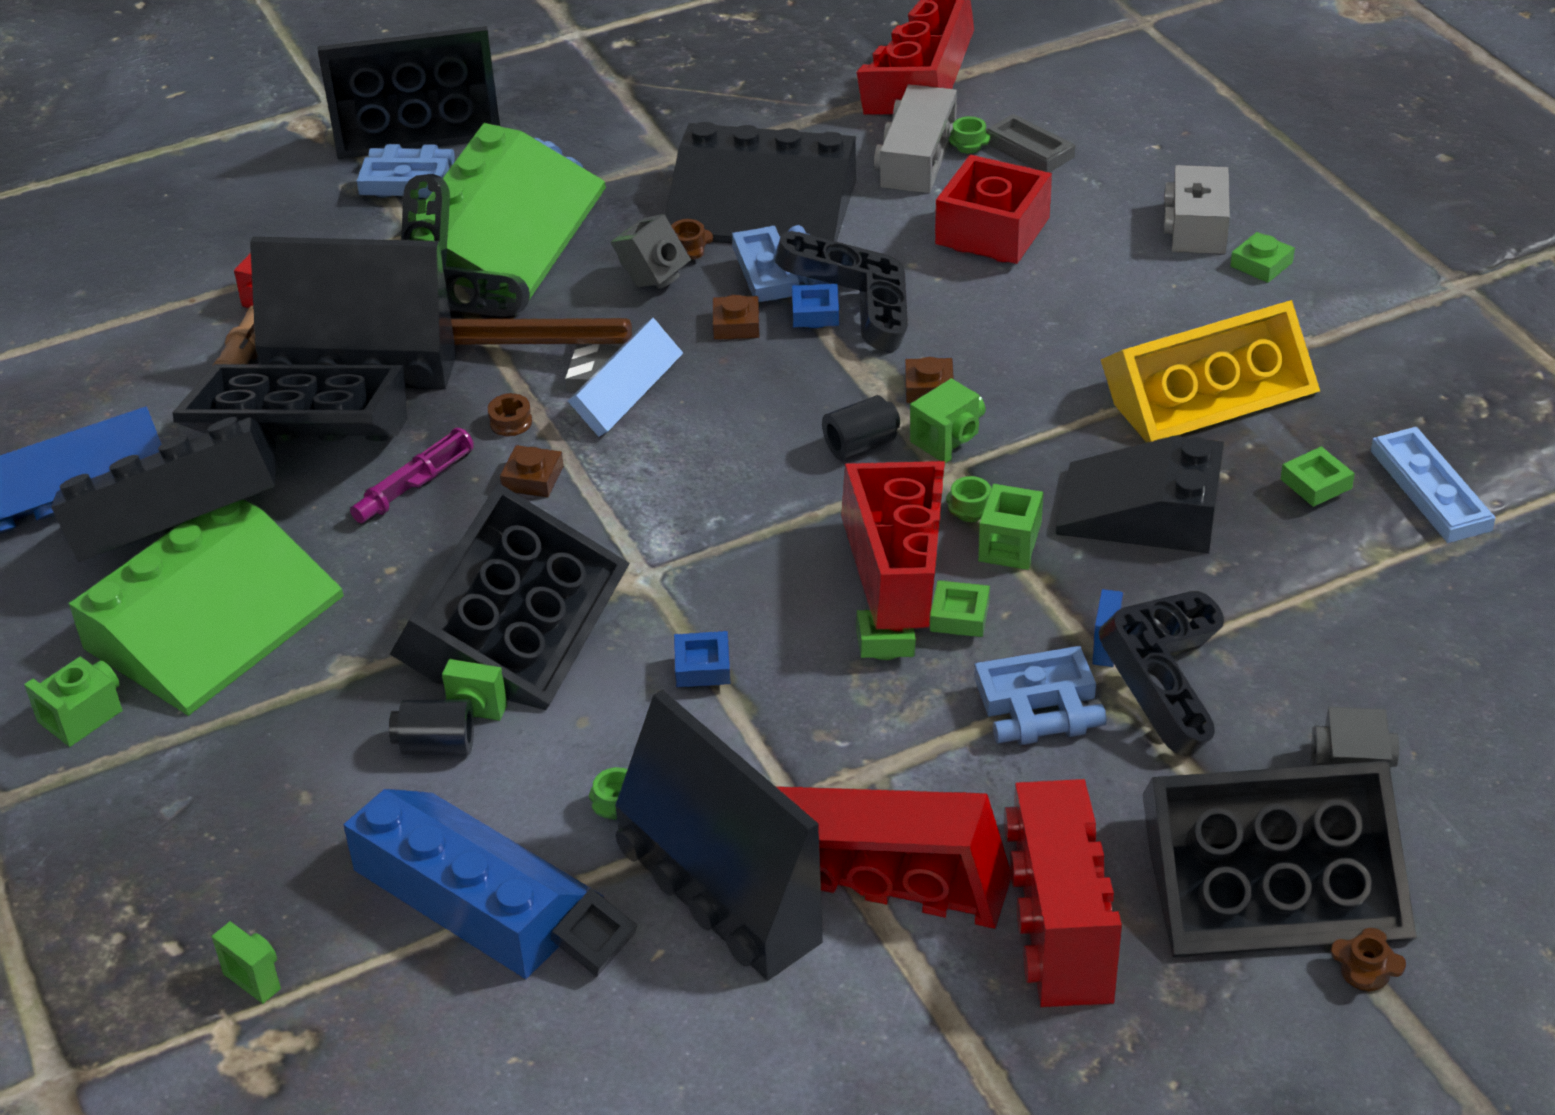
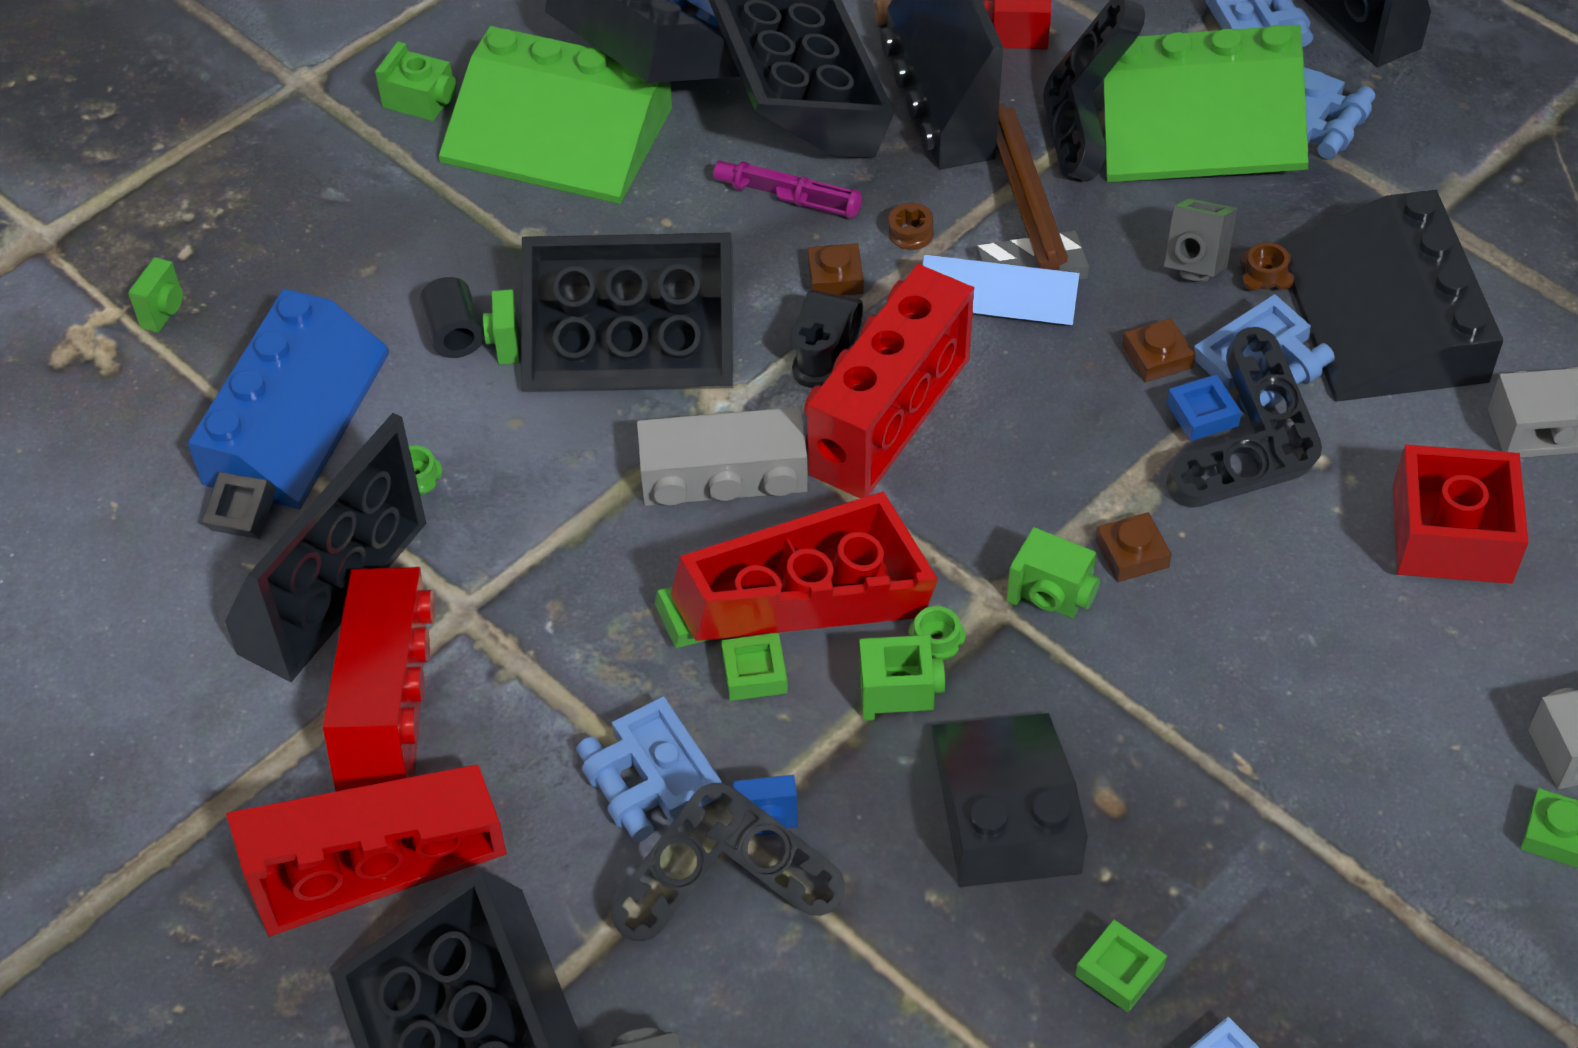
camera: 70 degrees right, 10 degrees up
(614, 488) = (821, 333): none -> black piece
(702, 659) = (606, 478): blue plate -> none
(712, 445) = (888, 381): none -> red brick
(723, 573) = (722, 456): none -> light grey brick
(860, 426) = (1004, 502): black brick -> none
(1211, 373) = (1264, 814): yellow slope -> none

